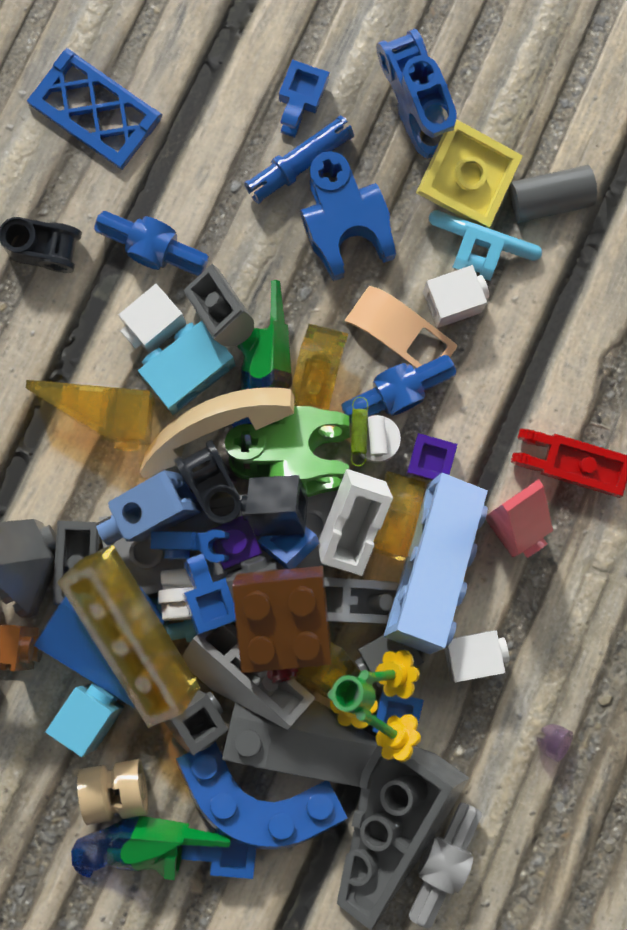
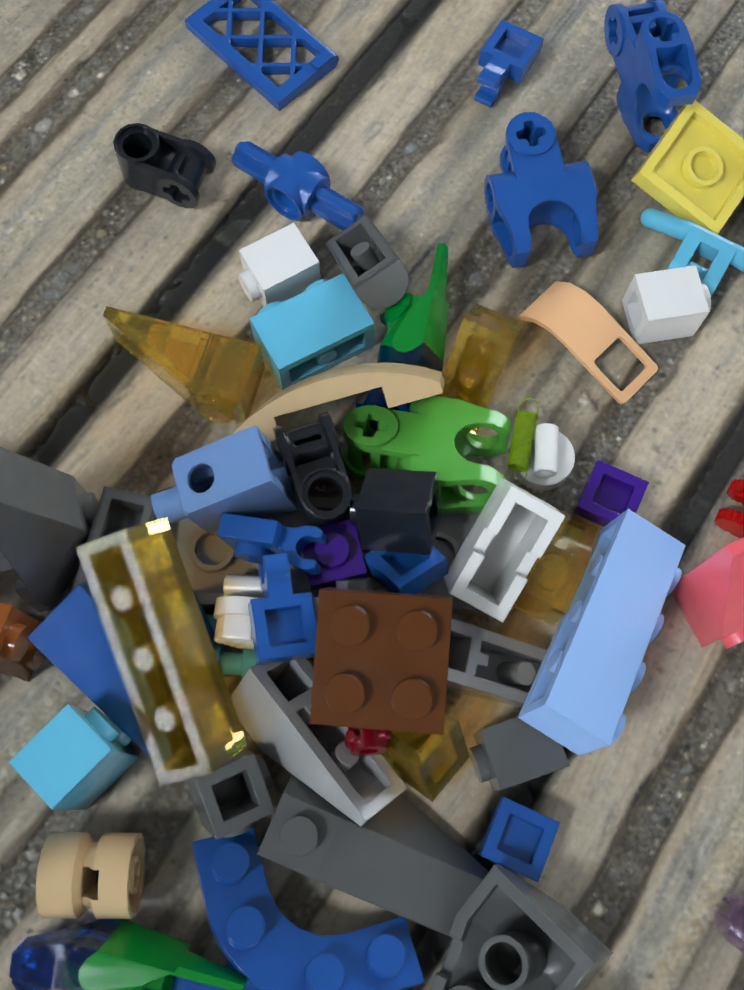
camera: 10 degrees right, 10 degrees down
(286, 168) = (475, 132): blue pin -> none
(355, 703) = (470, 795): yellow plant -> none
(401, 387) = (585, 401): blue axle -> none
(476, 656) = (642, 772): white brick -> none

